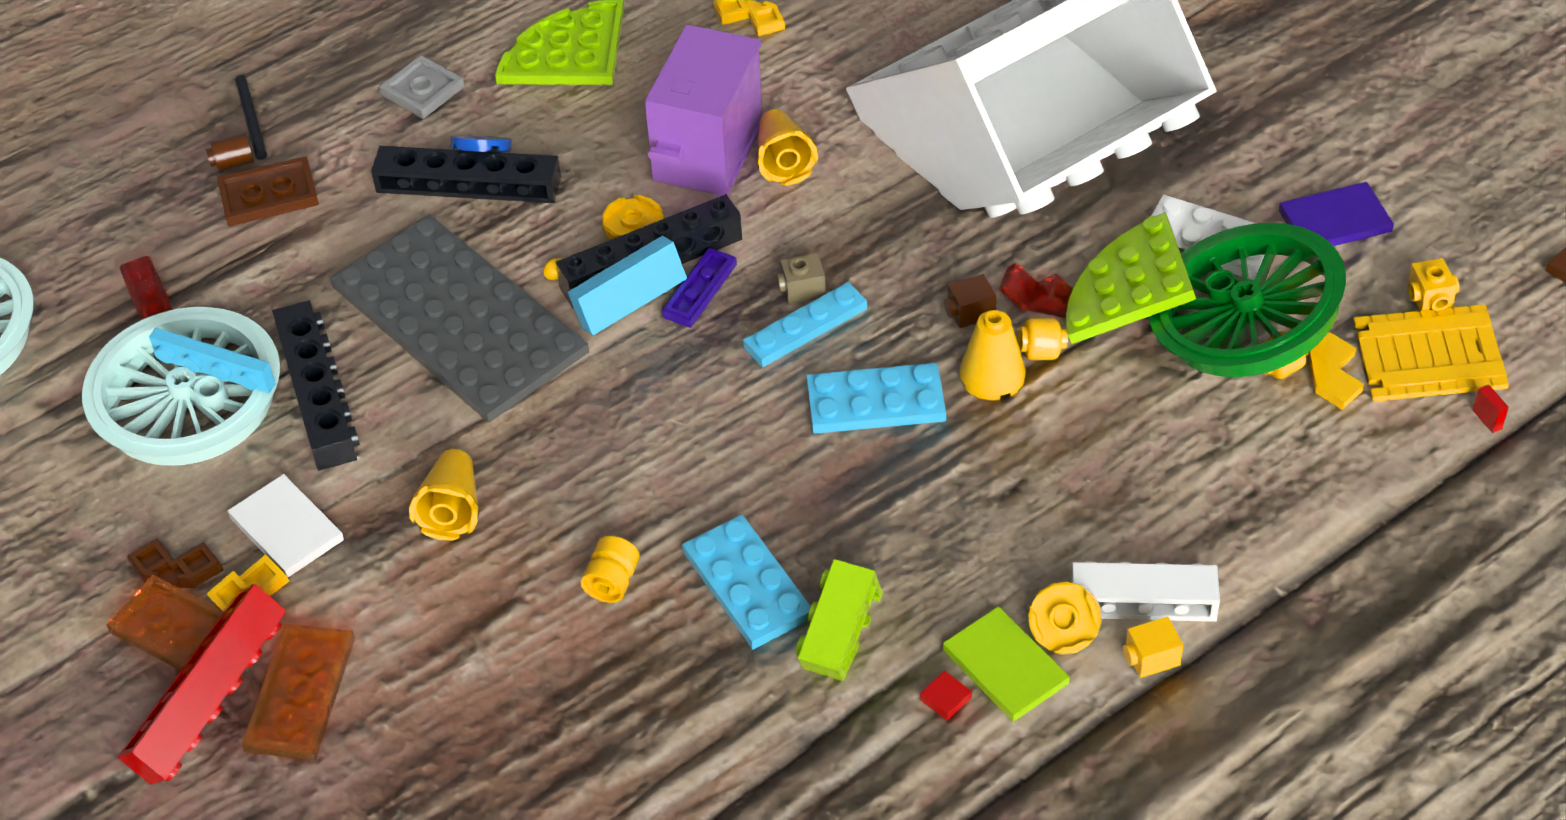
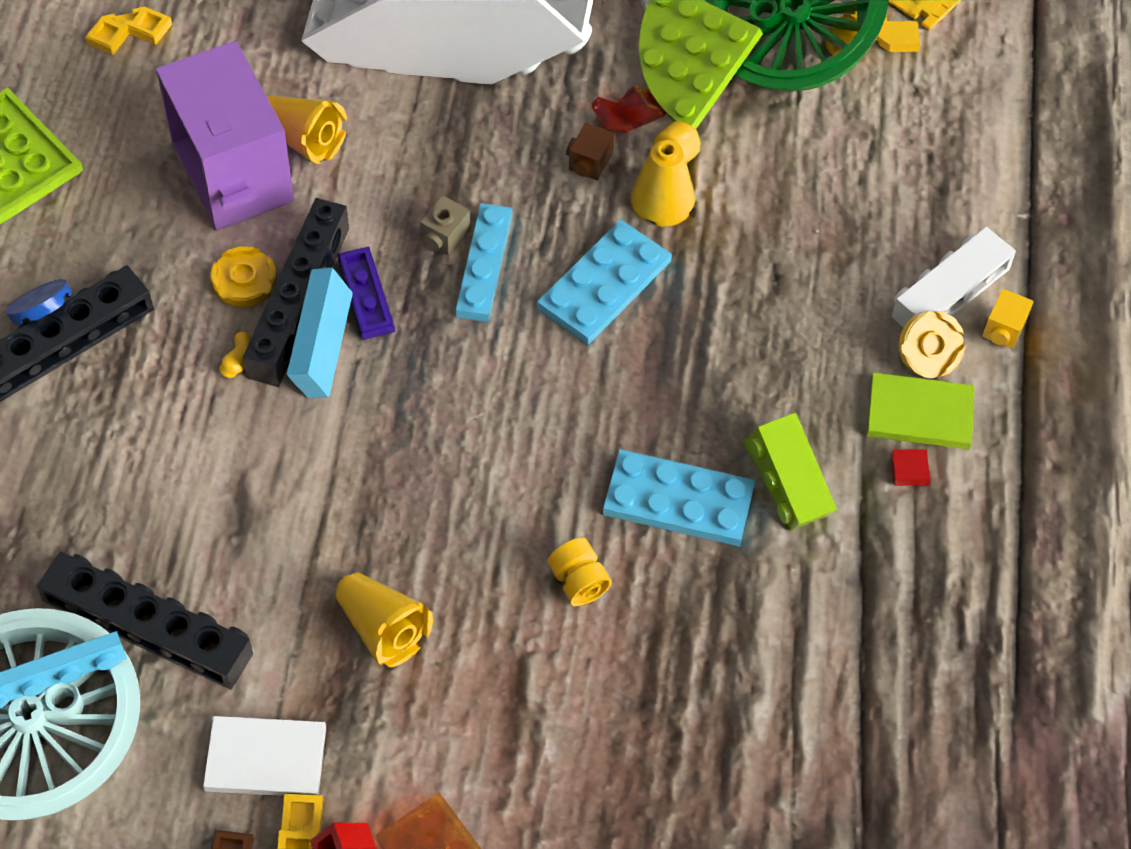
camera: 50 degrees left, 10 degrees up
(460, 317) = (191, 466): dark grey plate -> none

